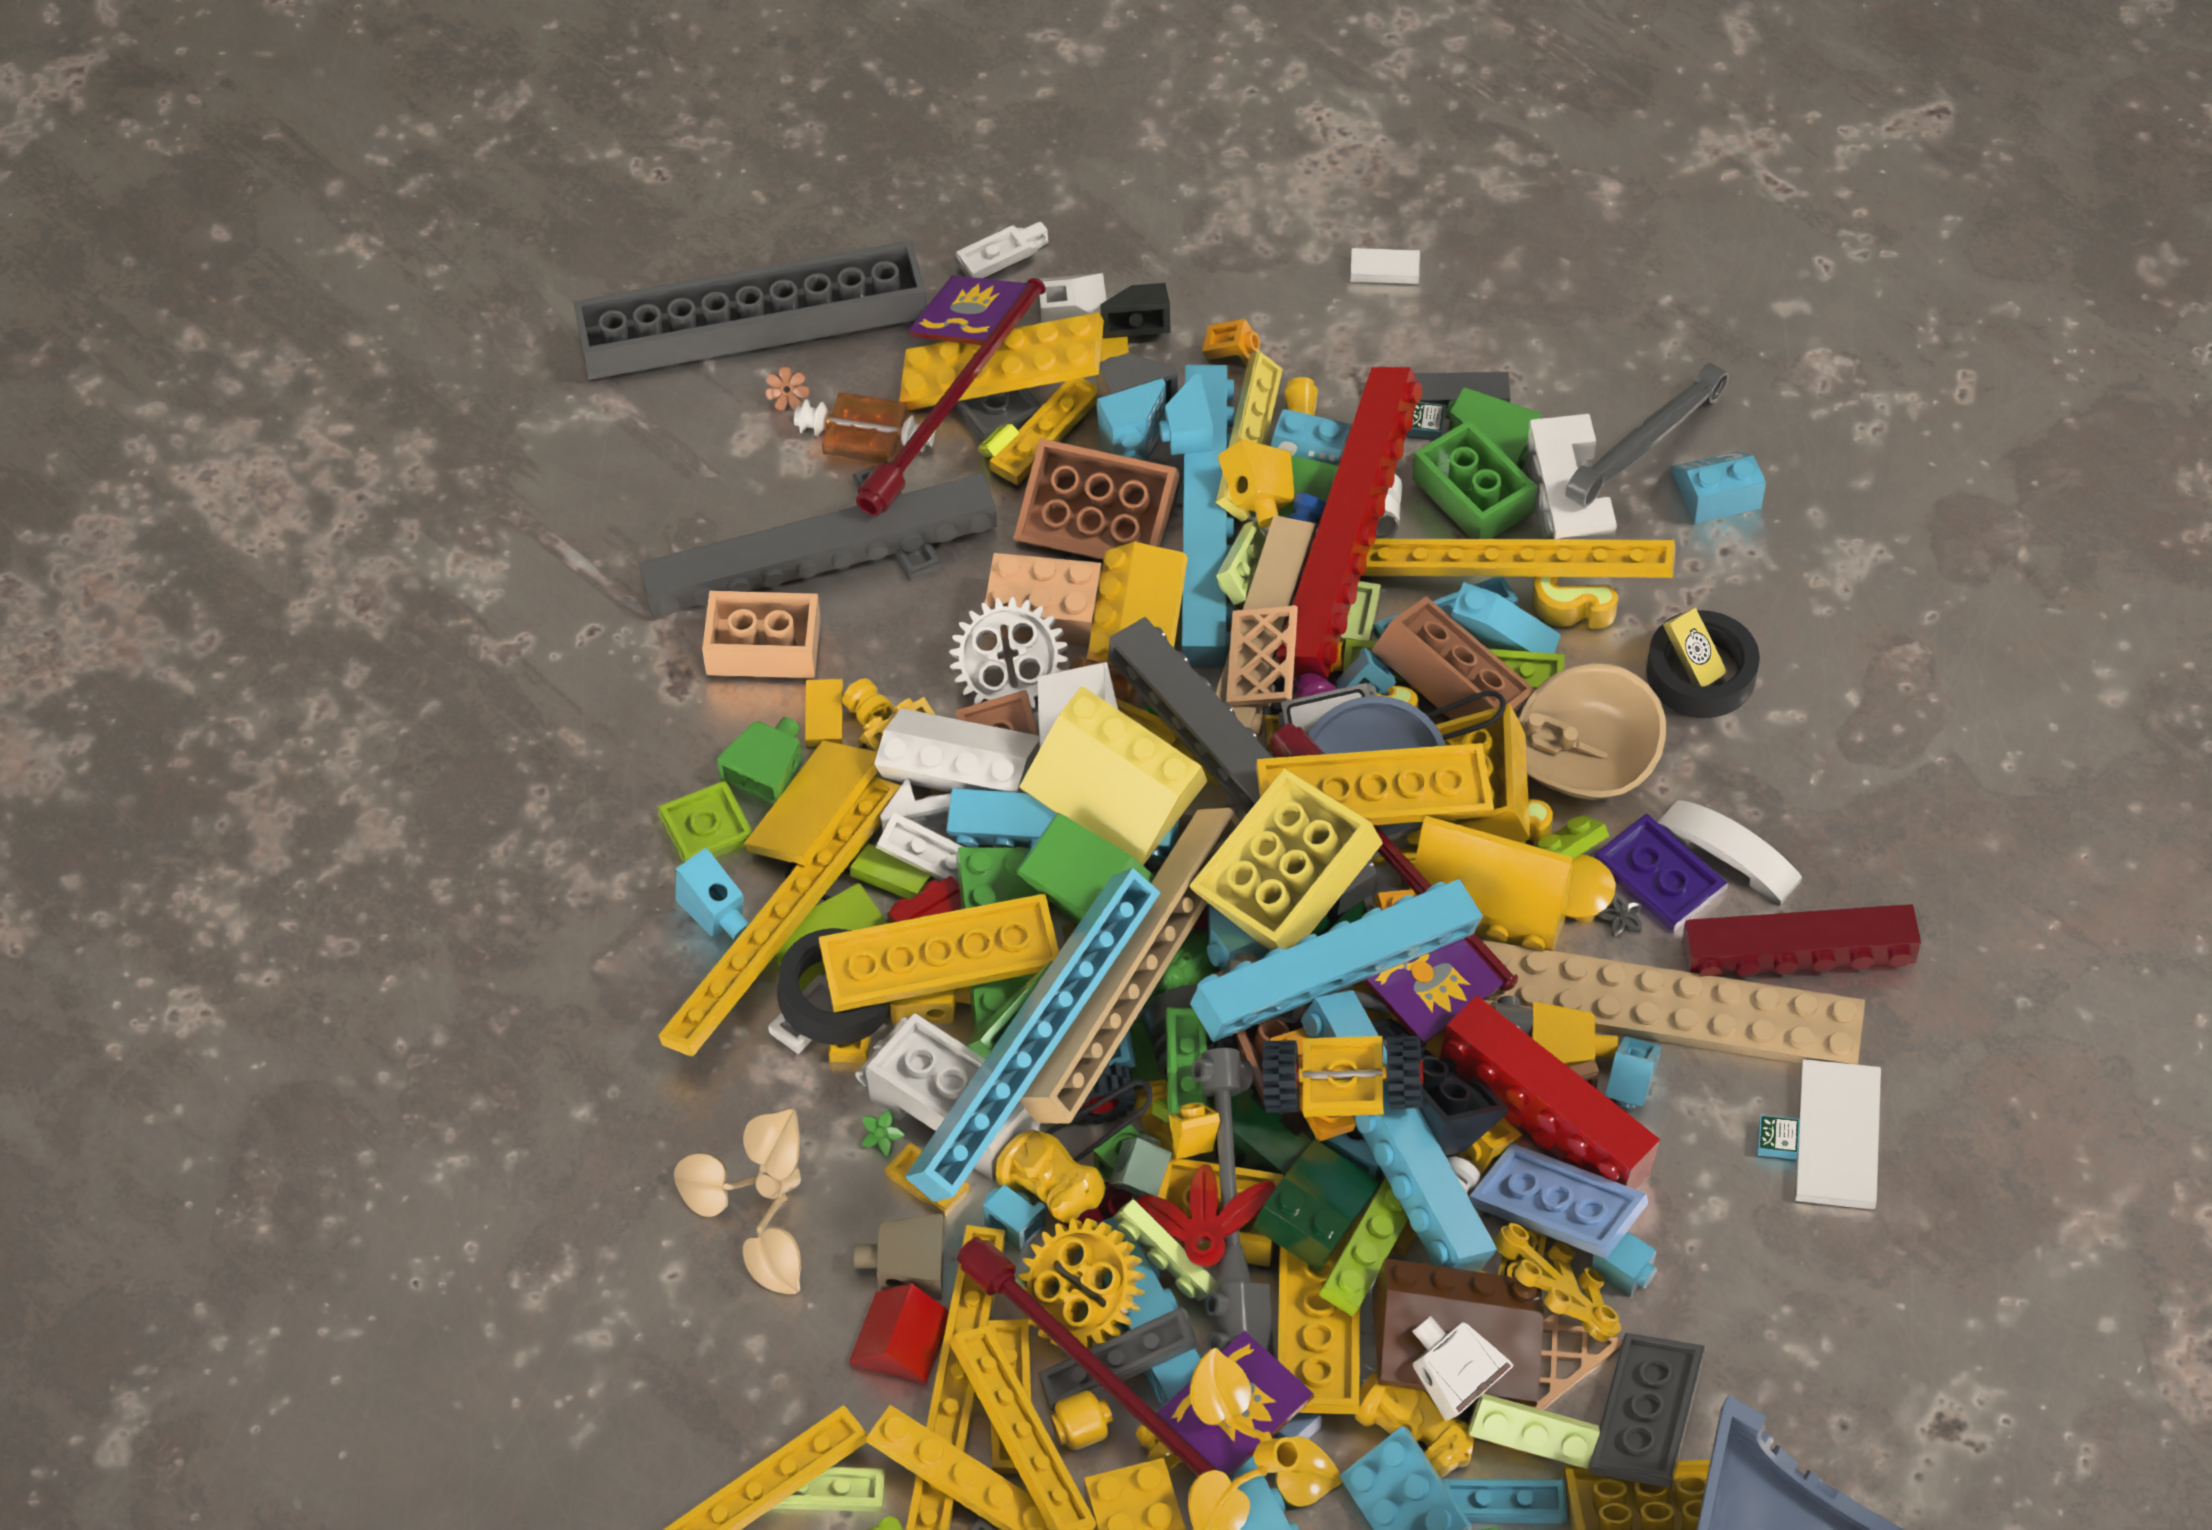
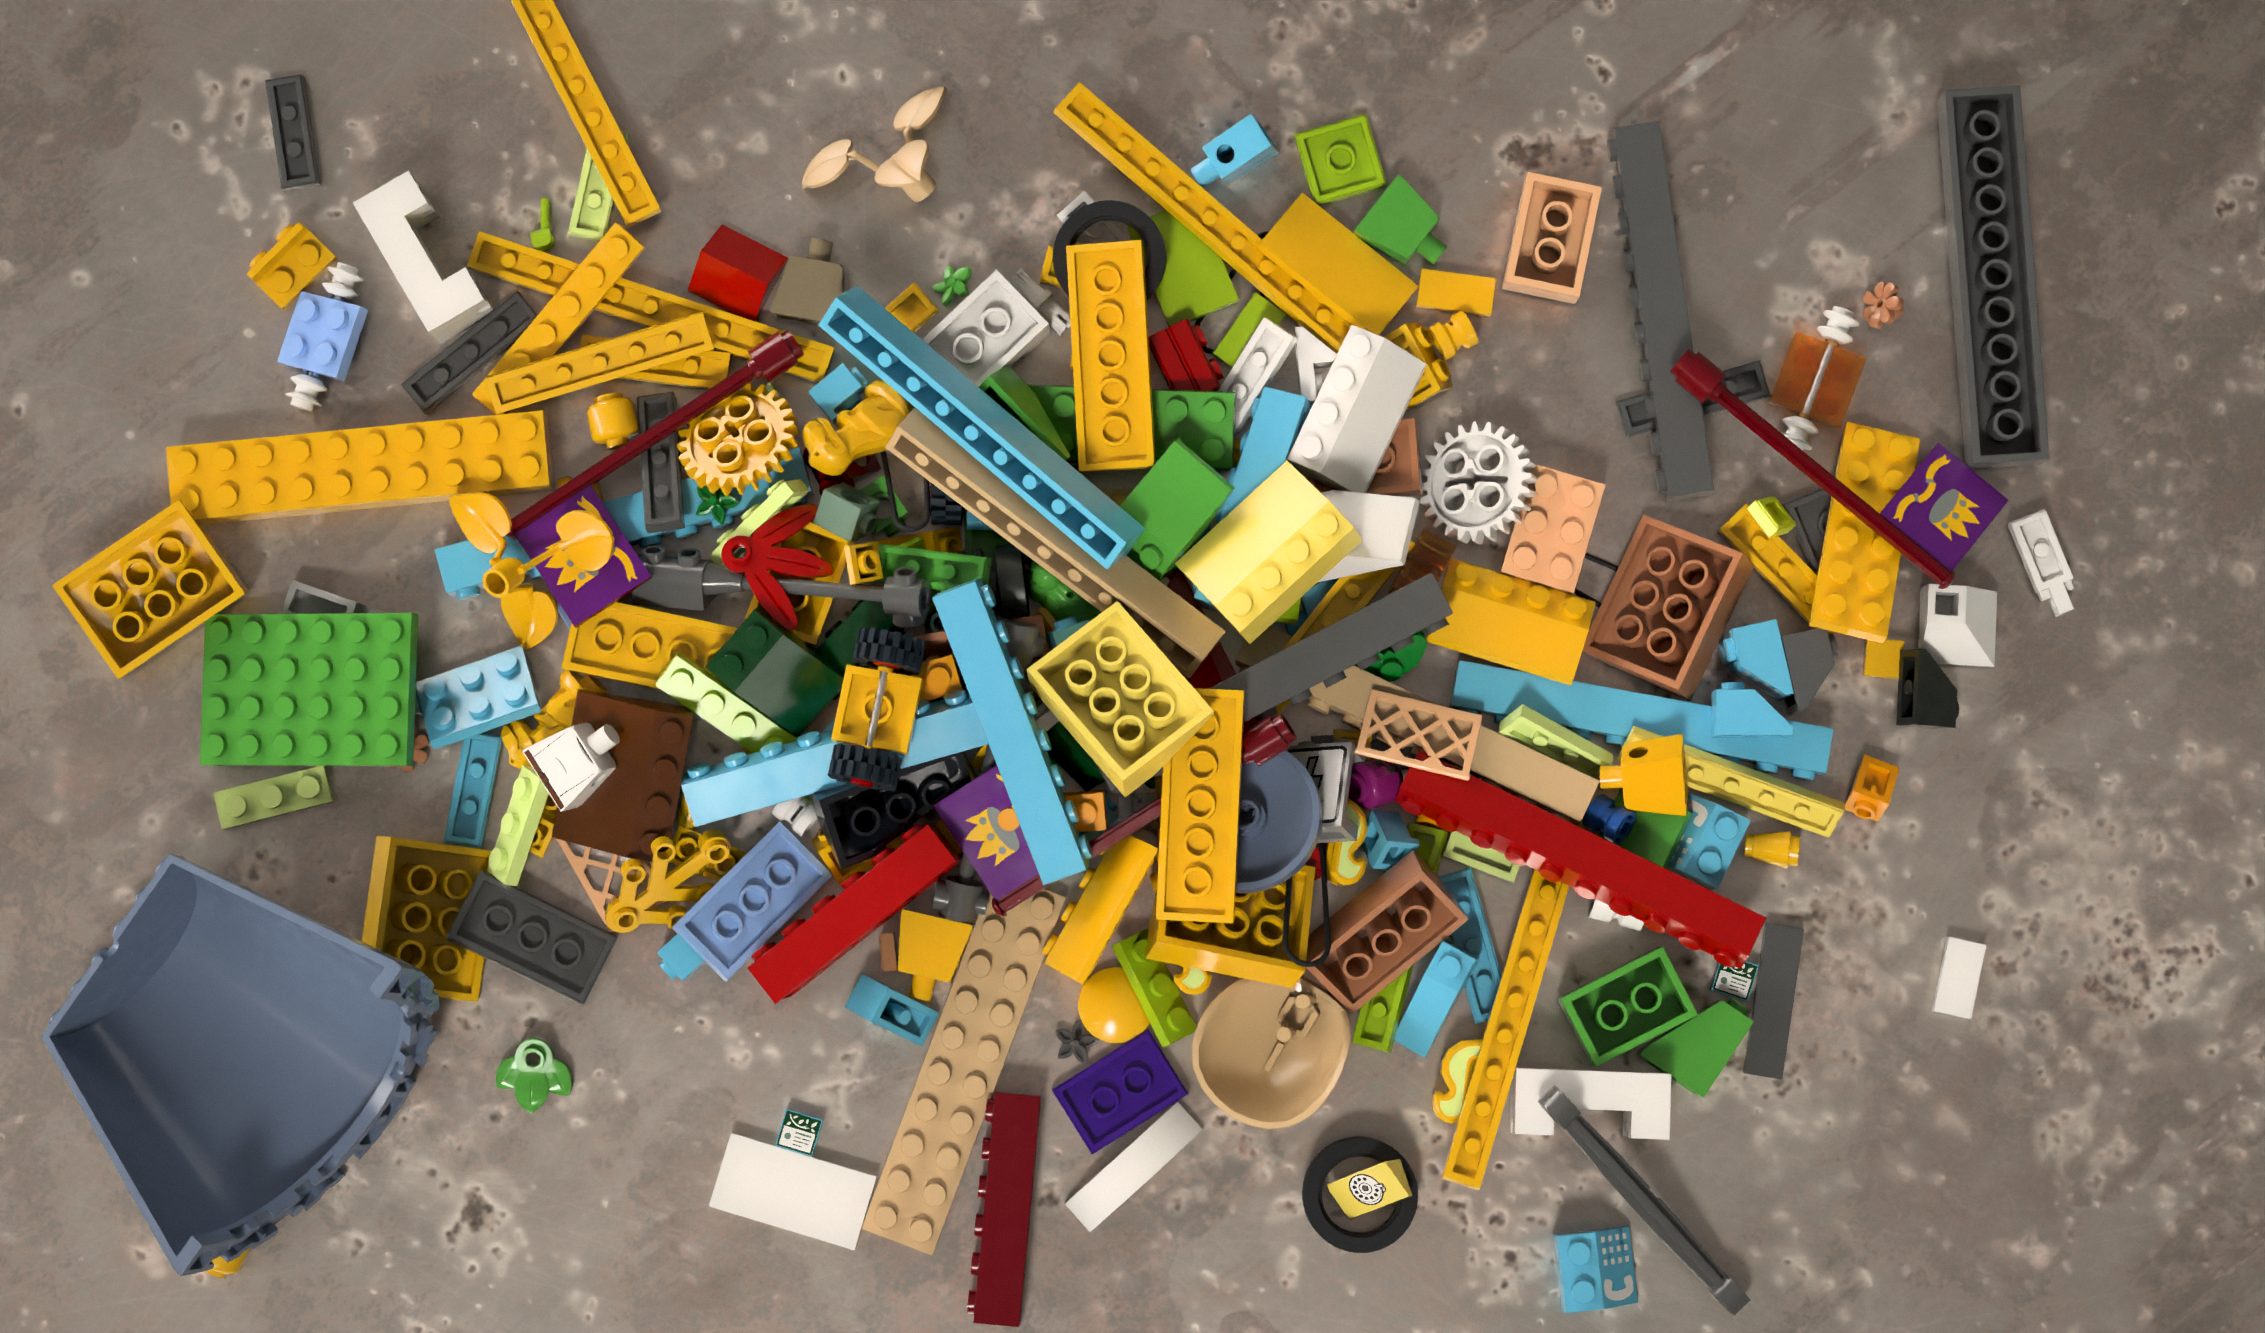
camera: 100 degrees right, 30 degrees up
(1154, 1295) = (715, 503): none -> green plant
(1792, 1389) = (534, 1080): none -> bright green plate

